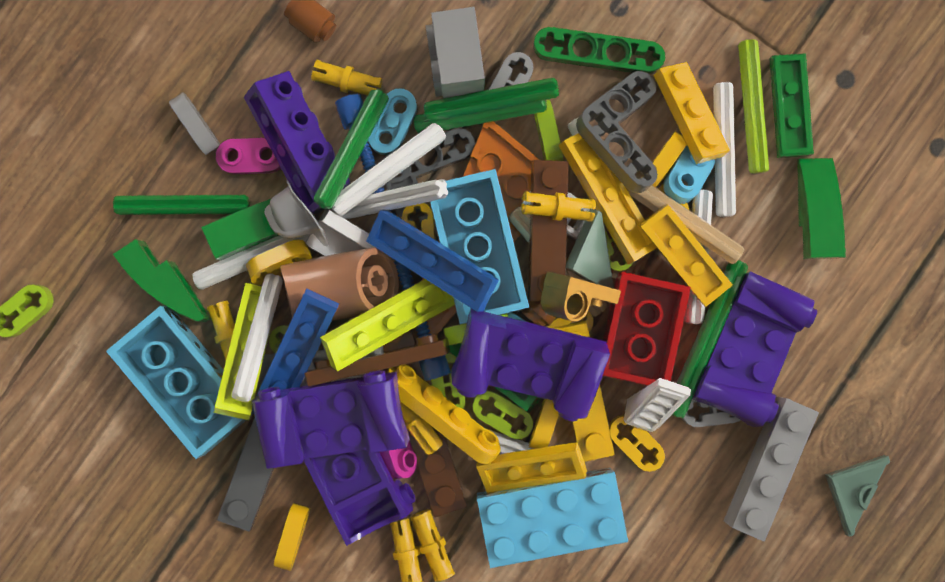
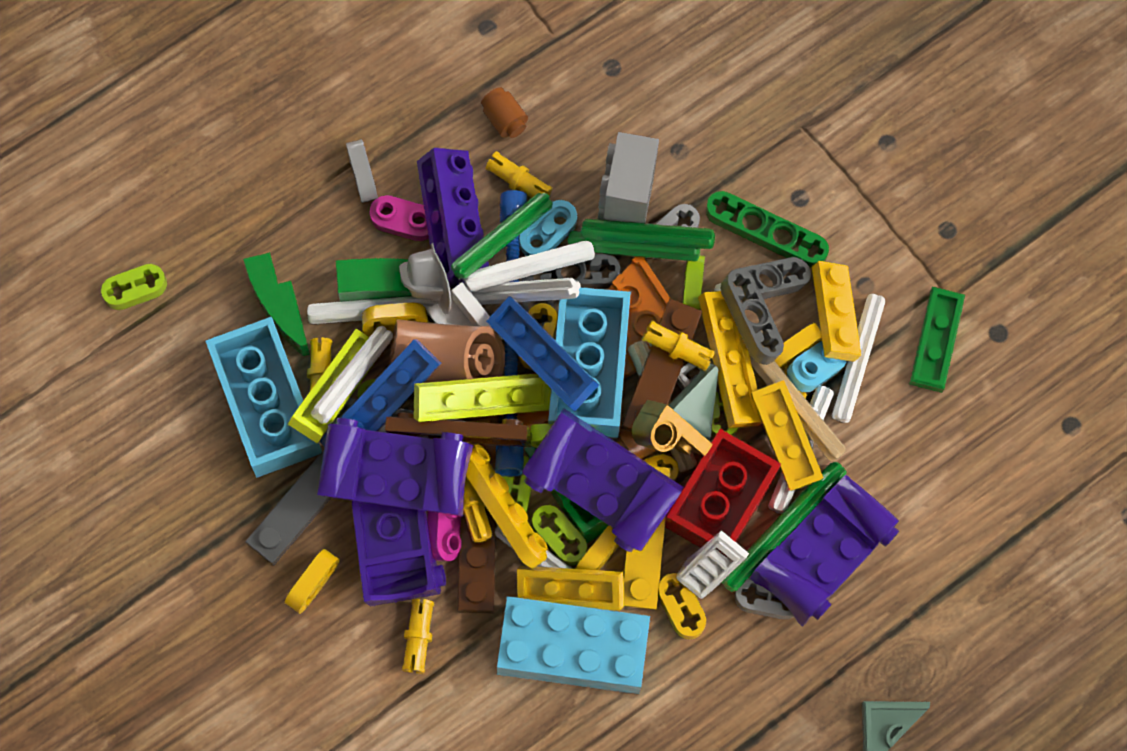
camera: 15 degrees right, 15 degrees down
(179, 204) = (316, 238): green axle -> none
(432, 545) = (446, 636): yellow pin -> none
(753, 106) = (899, 328): lime axle -> none
(770, 469) = (806, 670): light grey brick -> none
(820, 209) = (933, 442): green slope -> none

